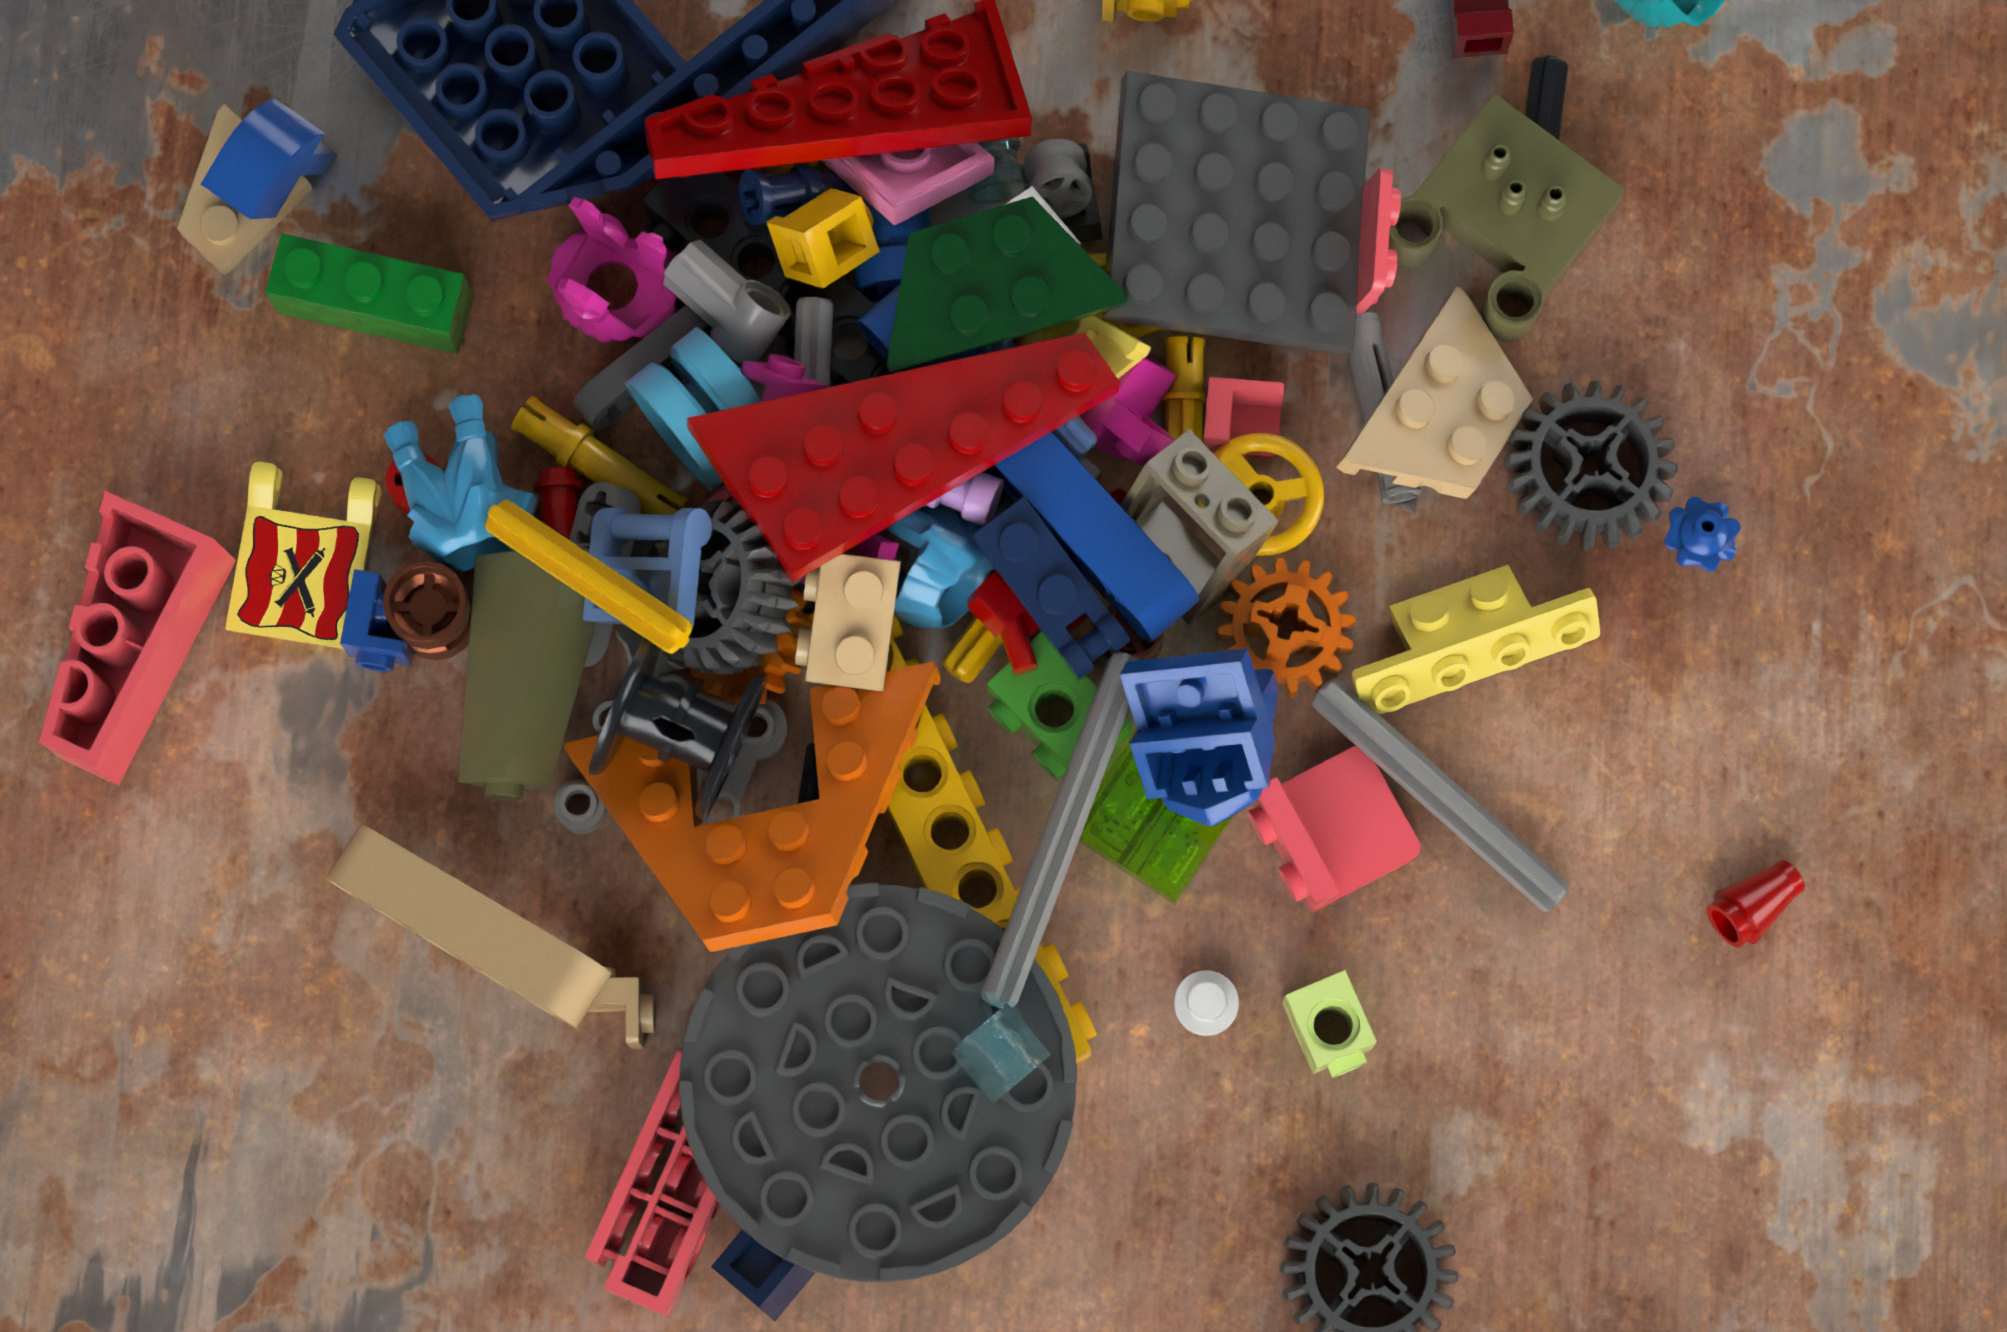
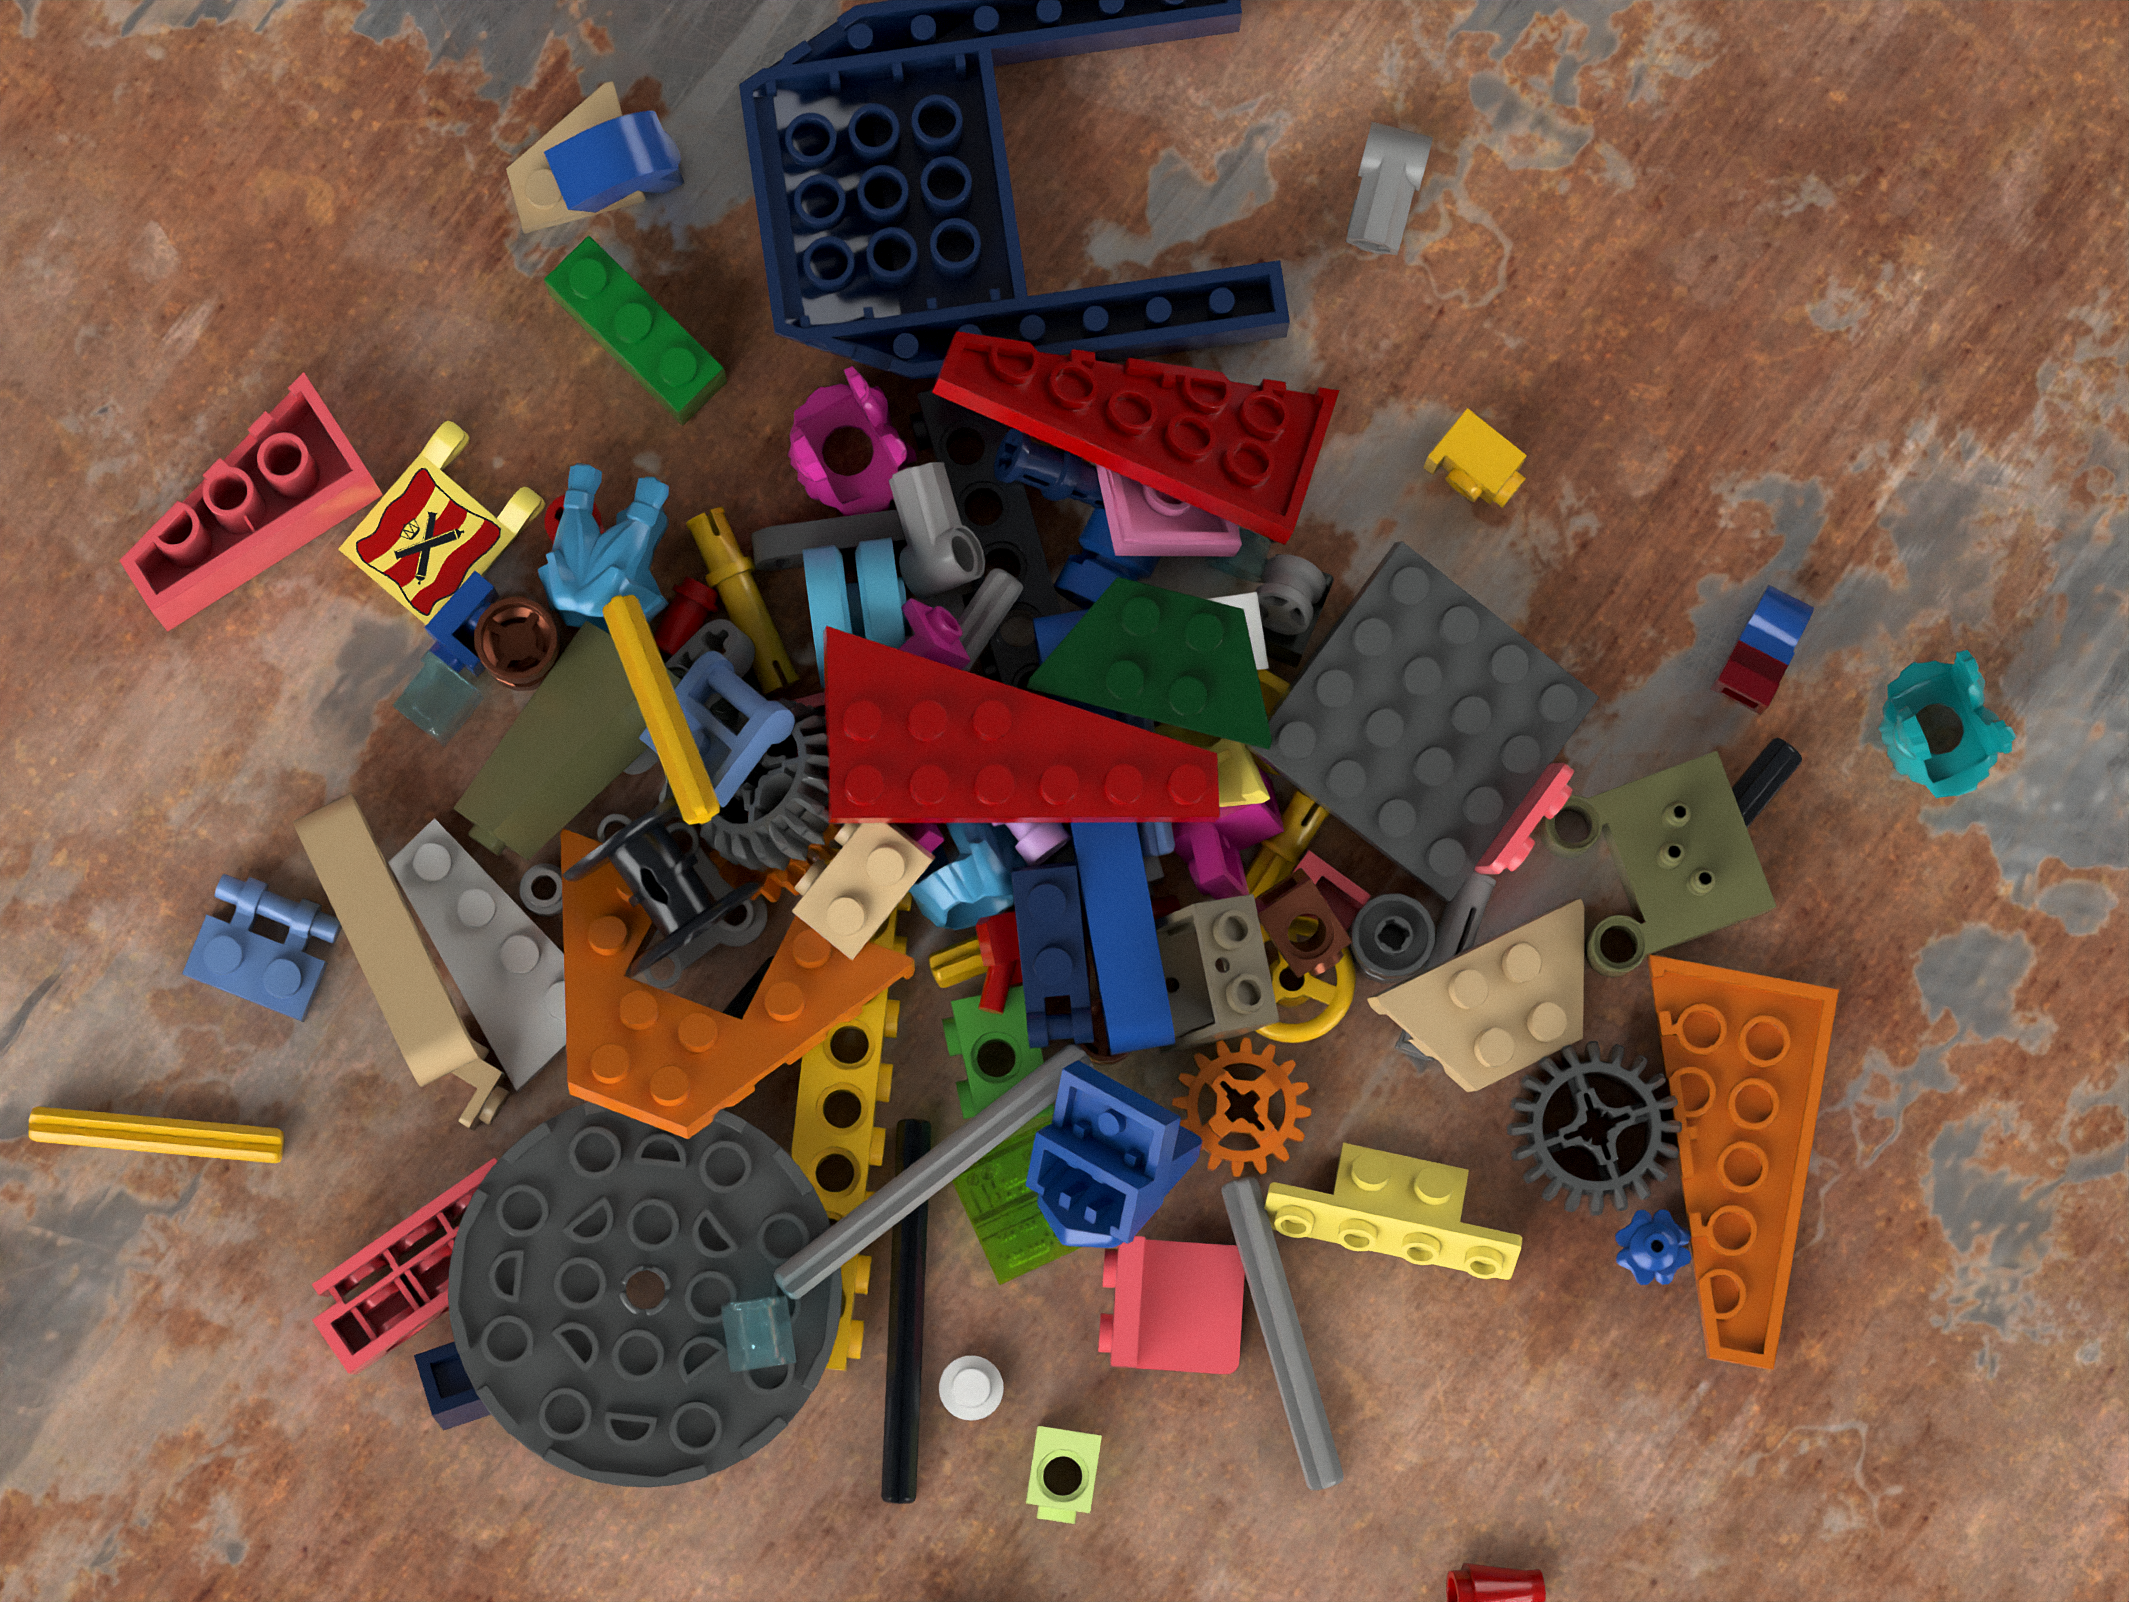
camera: 25 degrees right, 5 degrees up
(368, 1219) = (156, 1134): none -> yellow axle
(370, 1022) = (255, 966): none -> medium blue plate
(389, 699) = (438, 699): none -> clear light blue panel
(567, 885) = (491, 950): none -> white wing
(824, 238) = (1049, 529): yellow brick -> none
(1119, 989) = (905, 1329): none -> black axle
(1218, 428) = (1285, 902): none -> copper brick
(1323, 409) = (1391, 938): none -> dark grey wheel
(1695, 351) = (1748, 1089): none -> orange wing

